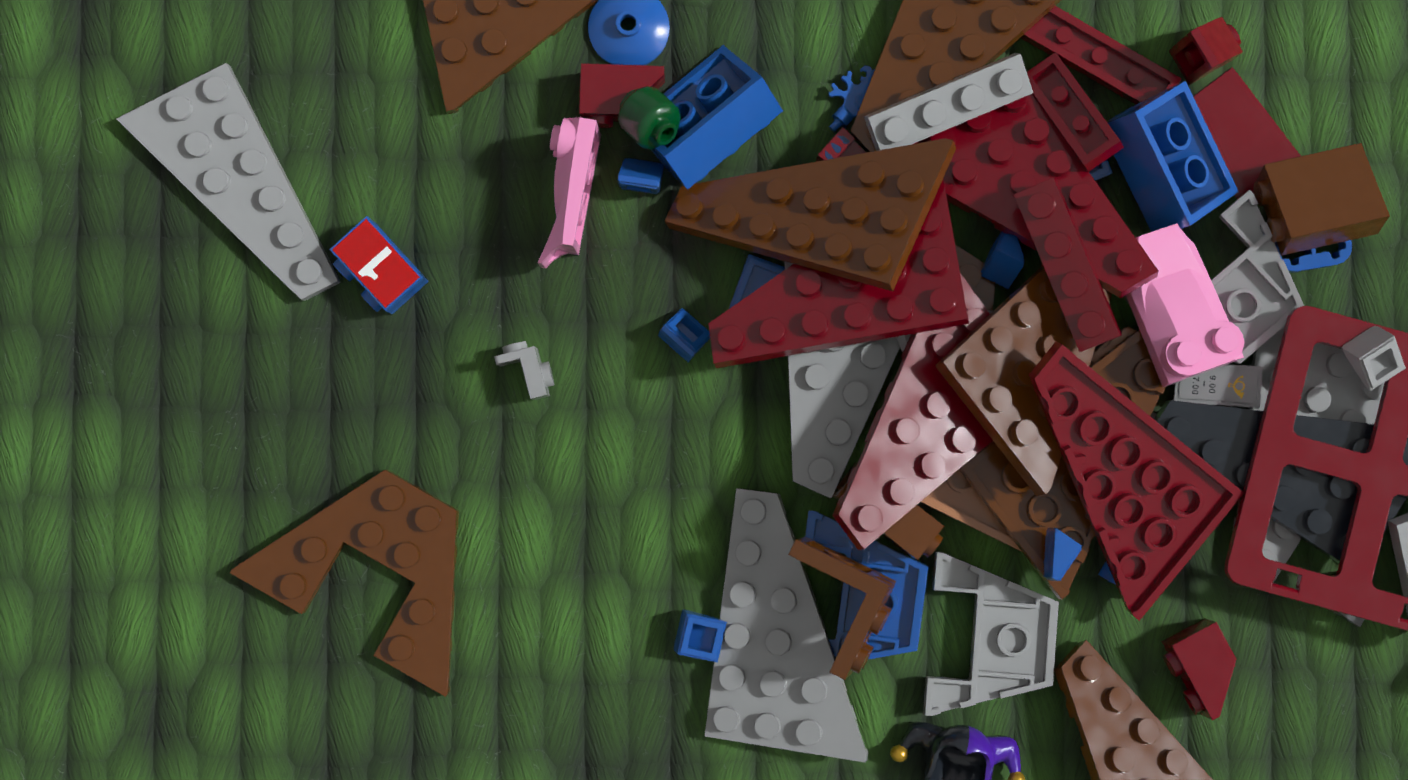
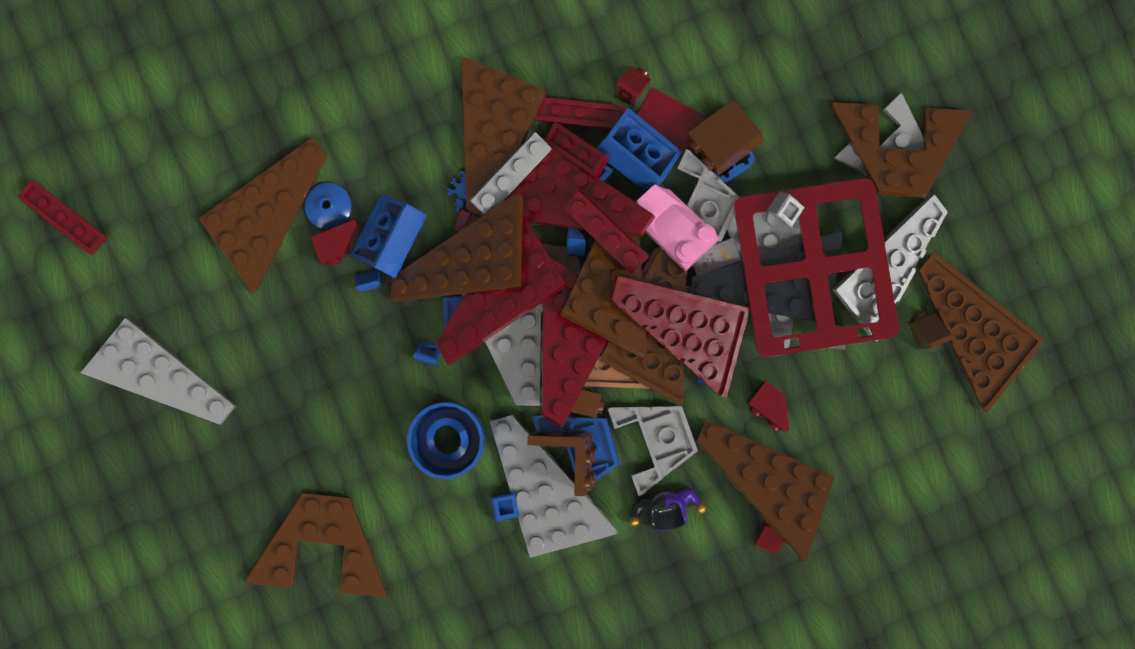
camera: 20 degrees left, 0 degrees up
(378, 266) = (252, 389): red brick -> none
(537, 374) = (359, 408): light grey bracket -> none
(576, 151) = (330, 287): bright pink slope -> none
(614, 498) = (422, 444): none -> blue piece
(649, 117) = (358, 250): dark green head -> none
(1059, 554) = (668, 382): blue slope -> none

